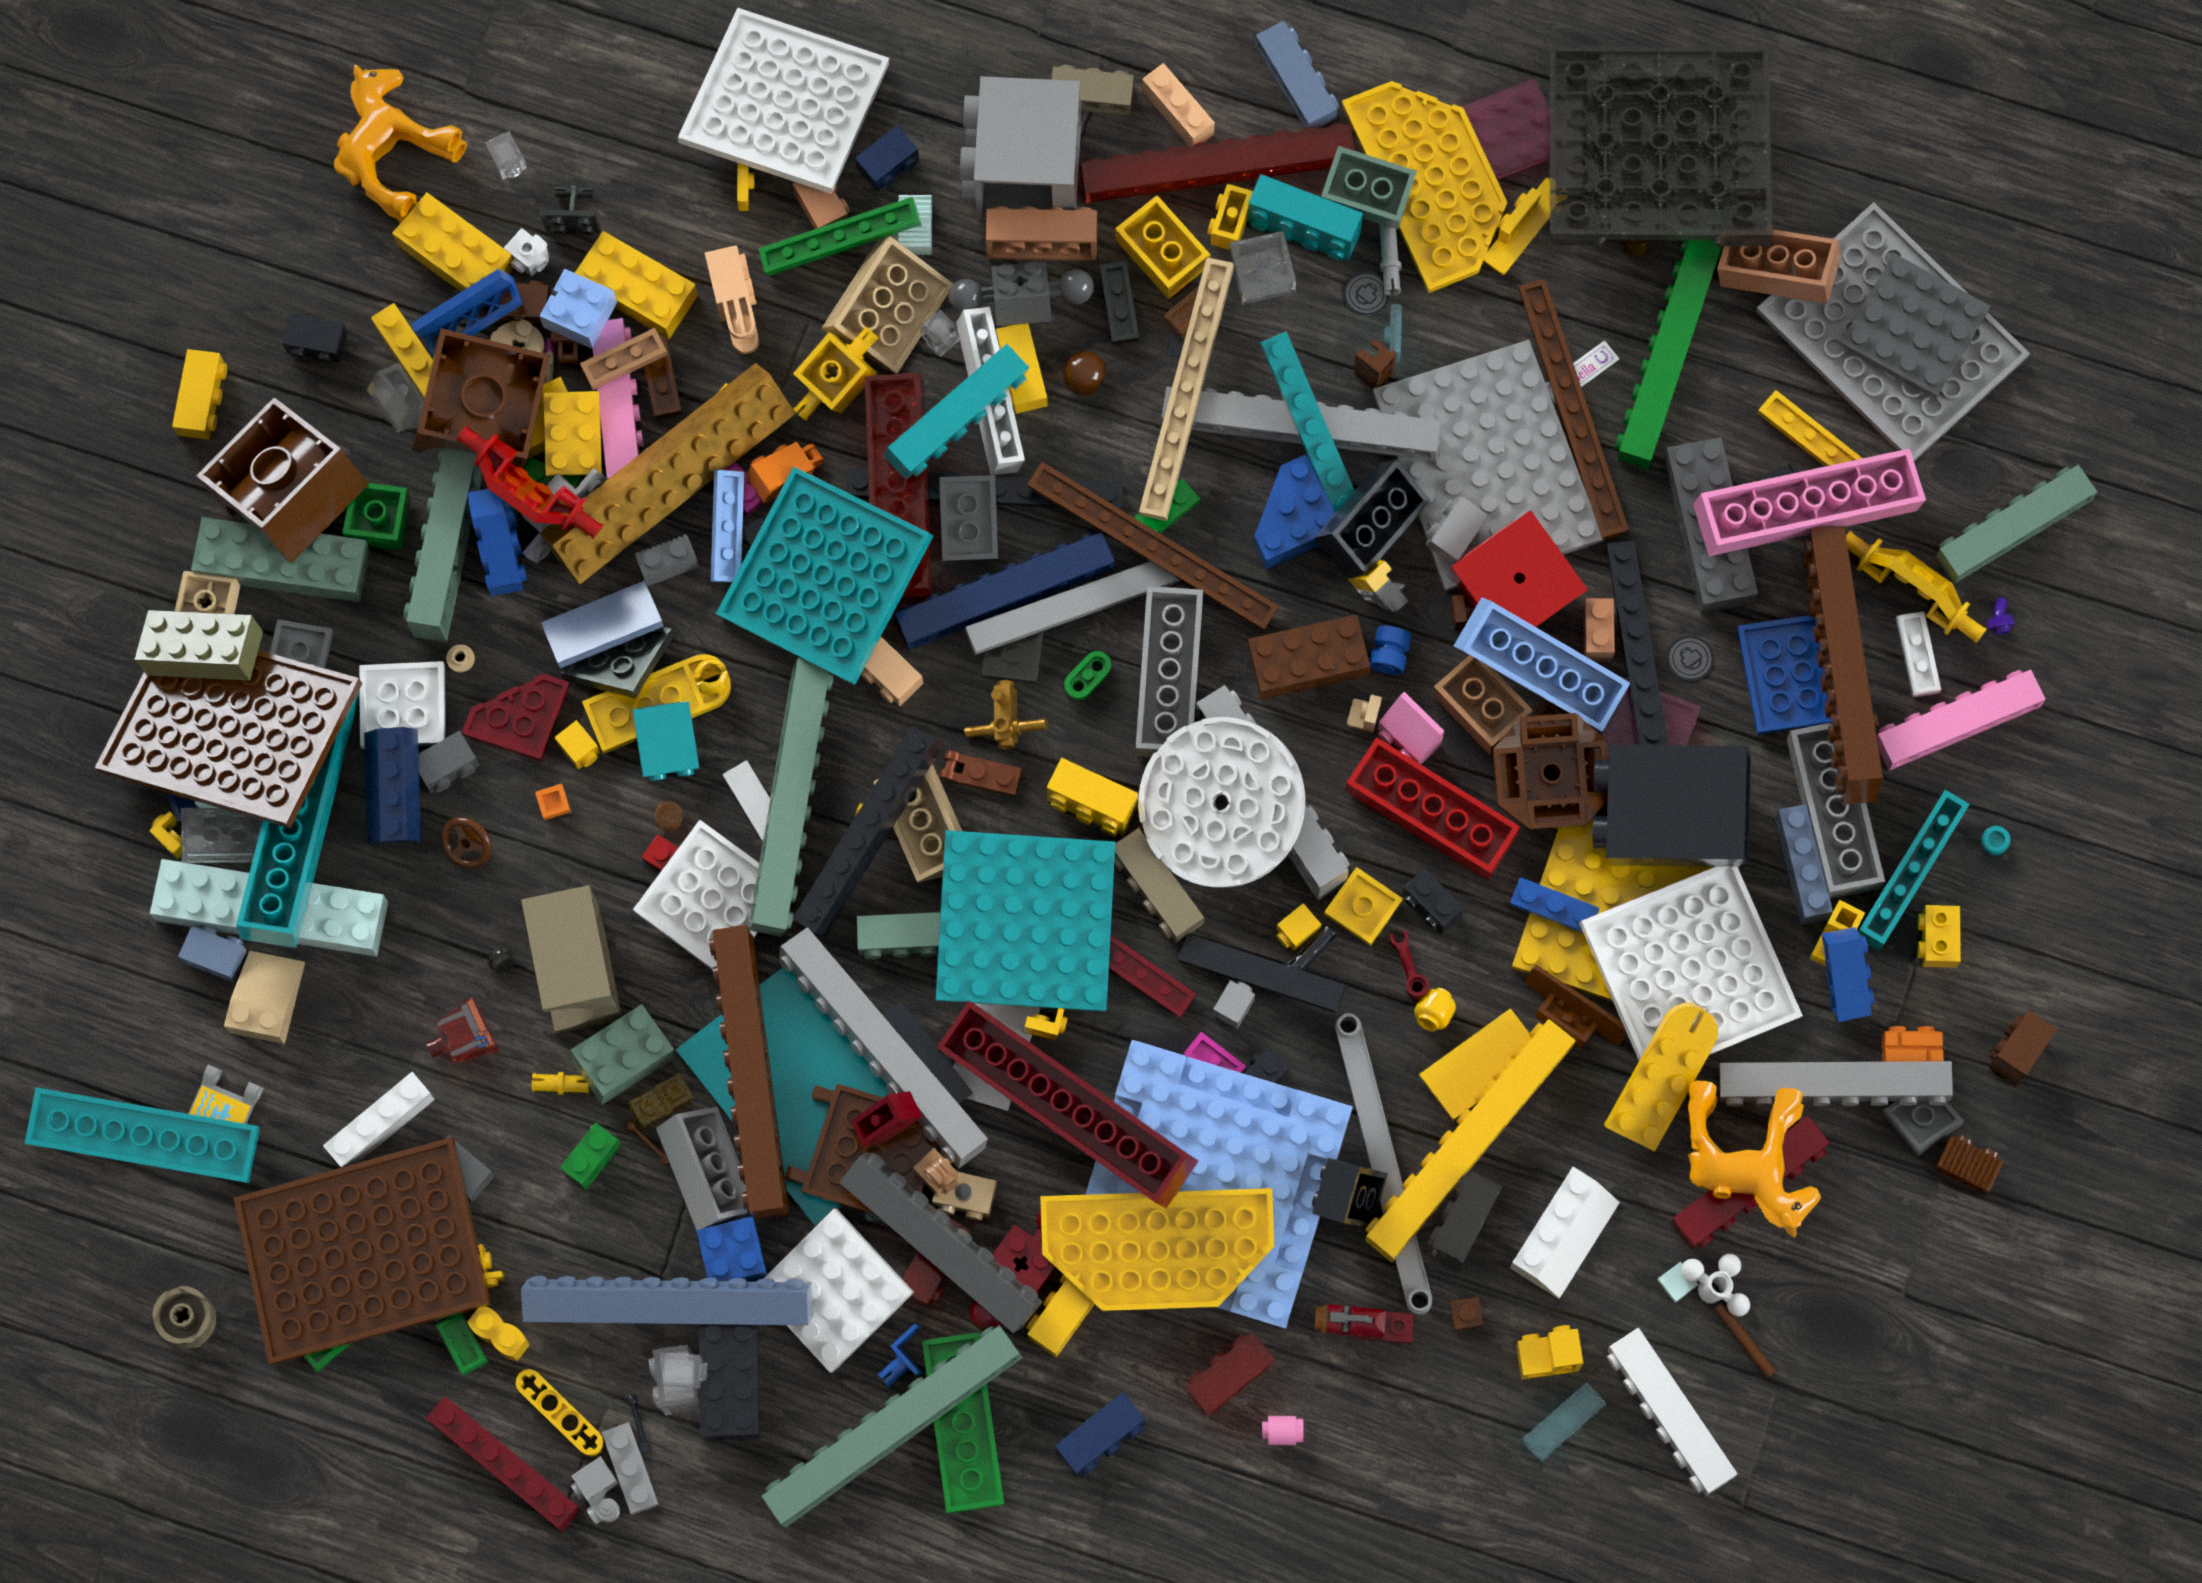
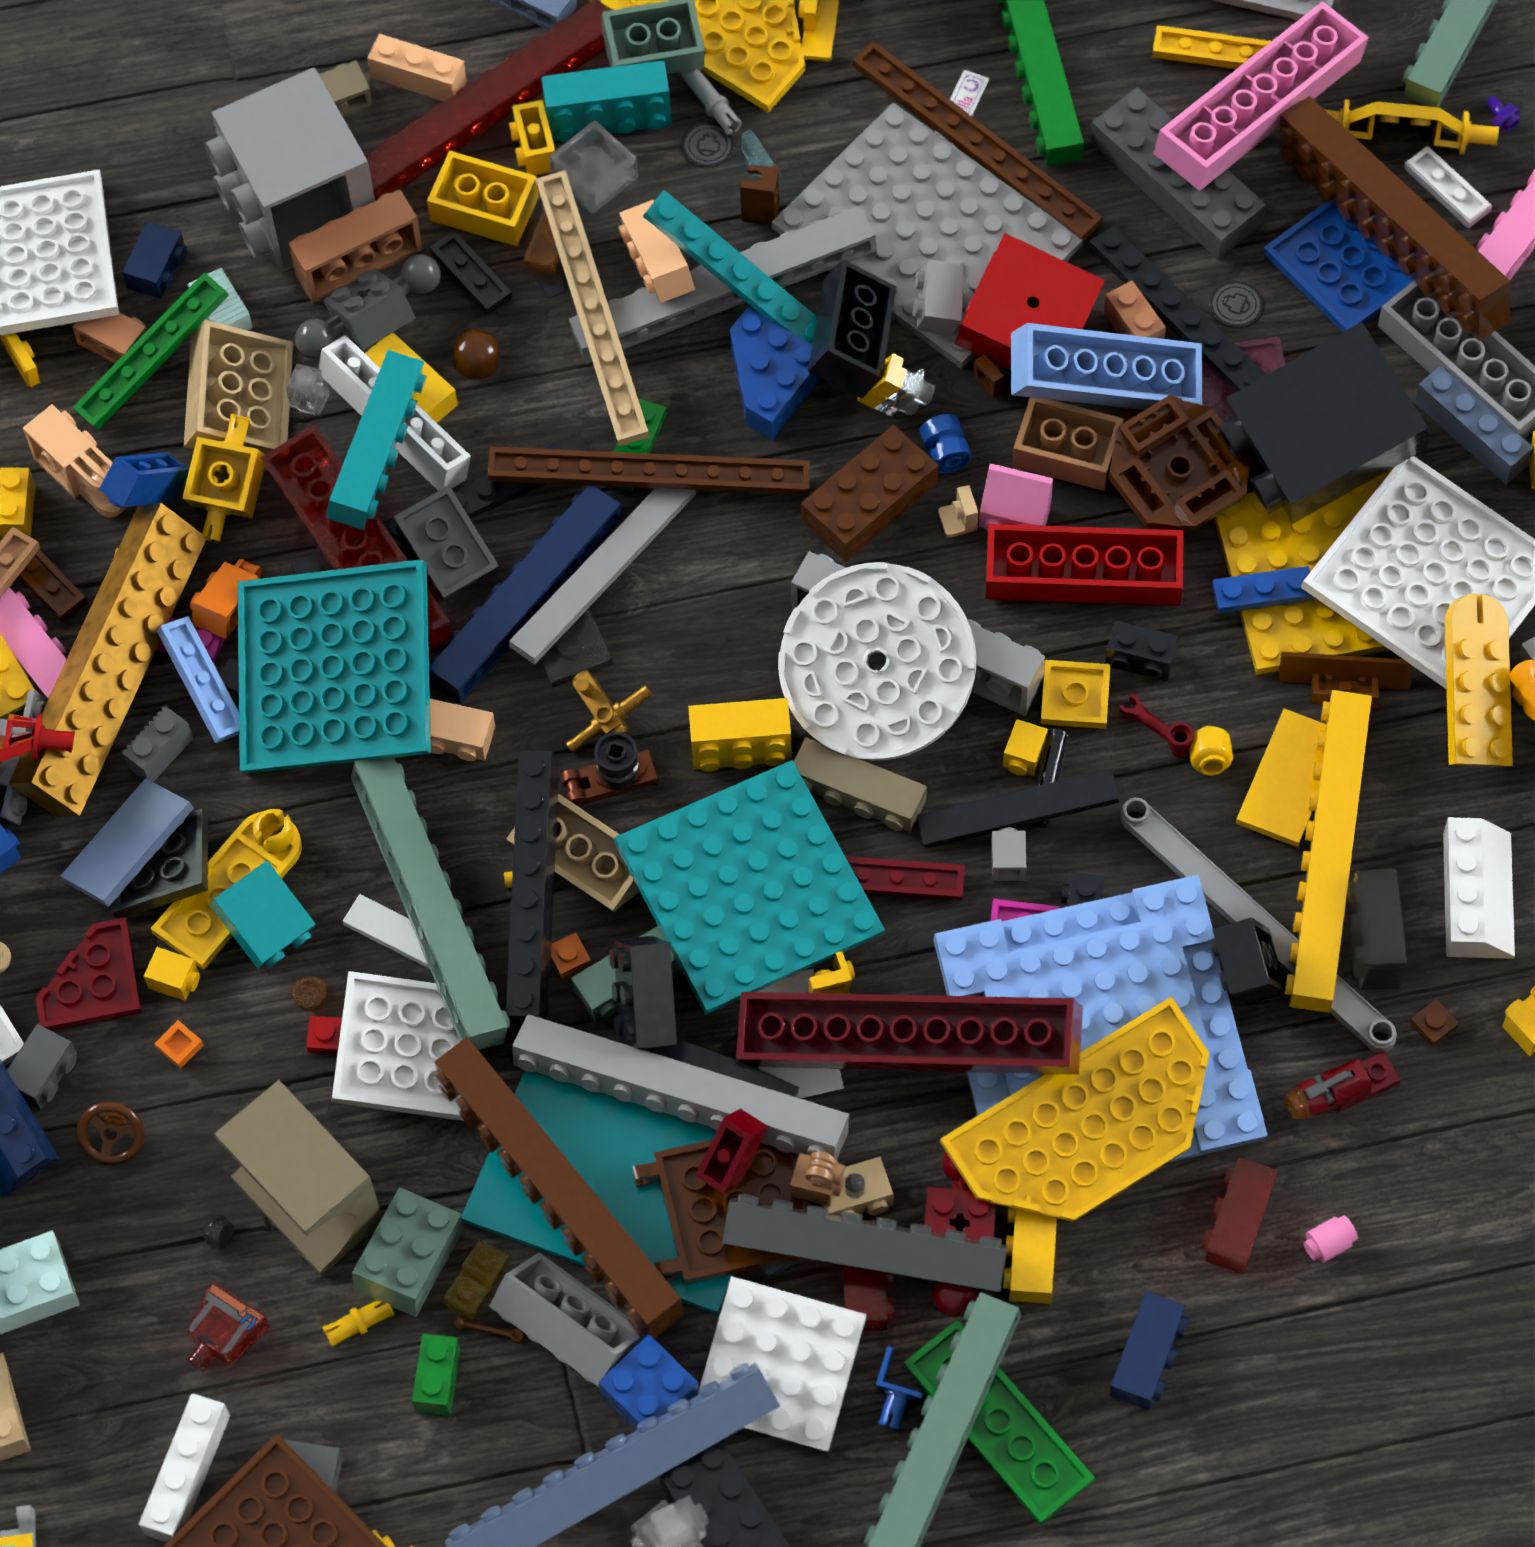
camera: 30 degrees left, 10 degrees down
(772, 344) = (144, 479): none -> blue brick
(870, 894) = (569, 955): none -> orange plate
(897, 960) = (643, 991): none -> black brick
(987, 767) = (617, 760): none -> black wheel
(1086, 676) = (659, 629): green plate -> none
(1168, 665) = (736, 572): light grey brick -> none
(1259, 388) = (655, 255): none -> light nougat brick

